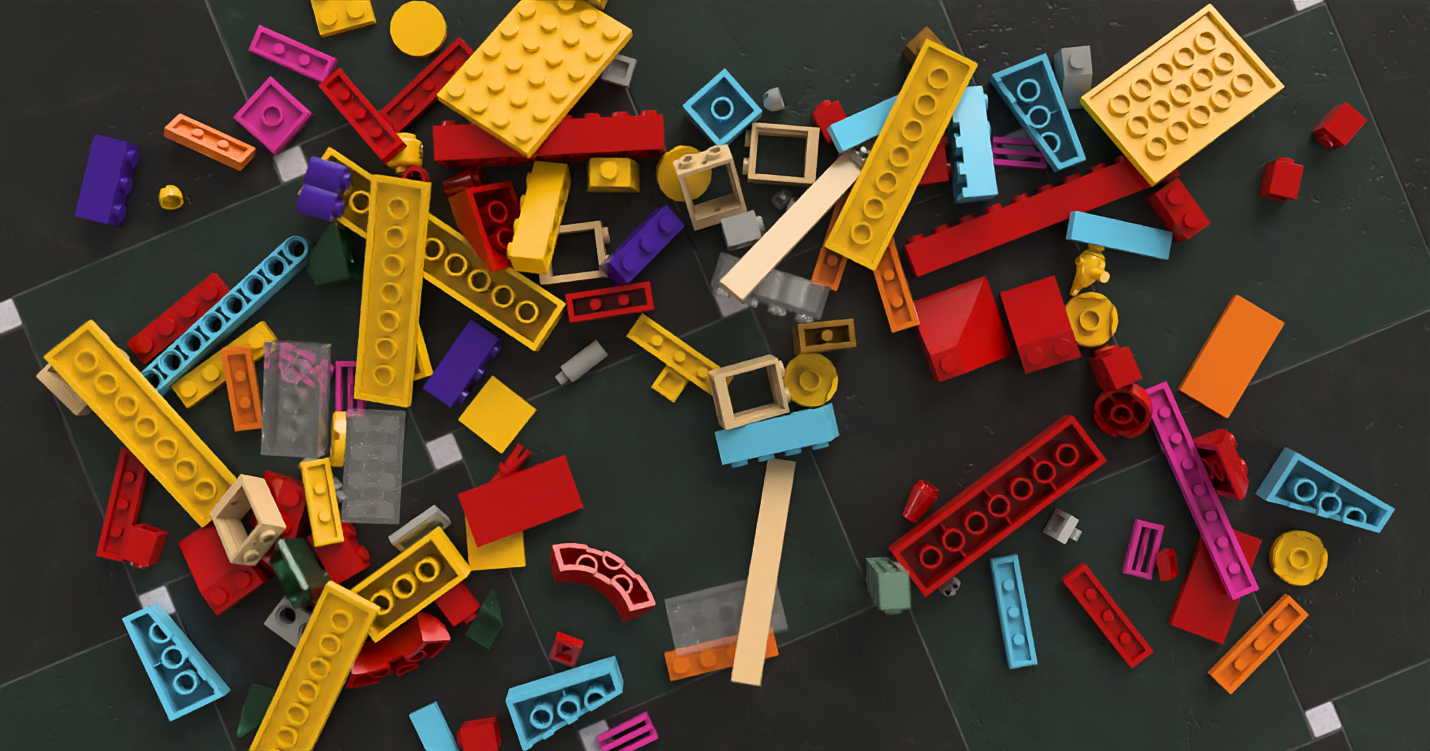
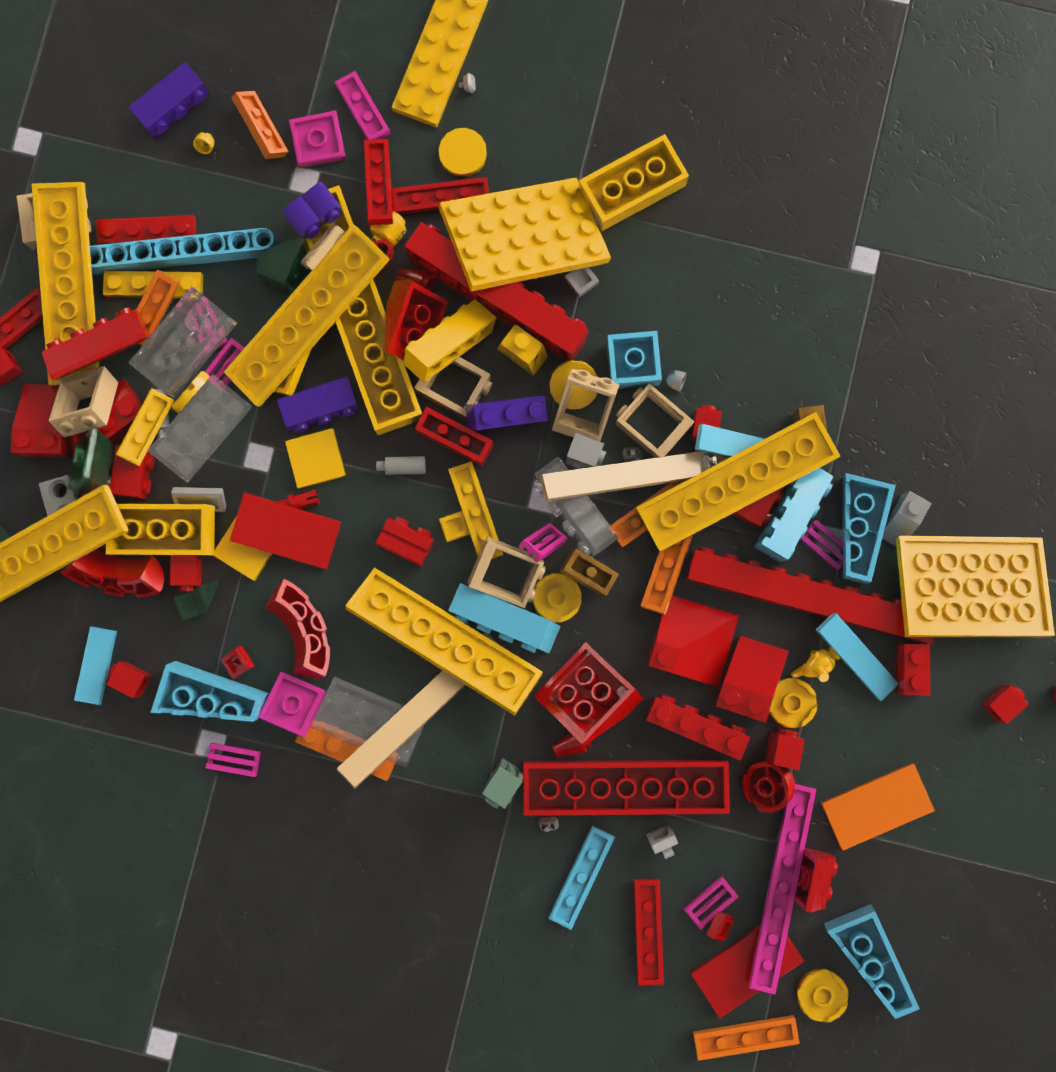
camera: 40 degrees right, 5 degrees down
(218, 460) = (95, 344): none -> red slope
(358, 217) = (322, 247): none -> tan tile
(636, 430) = (405, 541): none -> red brick
(644, 650) = (292, 704): none -> dark pink plate
(738, 494) = (444, 641): none -> yellow plate
(760, 354) = (535, 549): none -> dark pink tile
(902, 448) = (588, 695): none -> red slope
(1020, 405) = (697, 728): none -> red brick

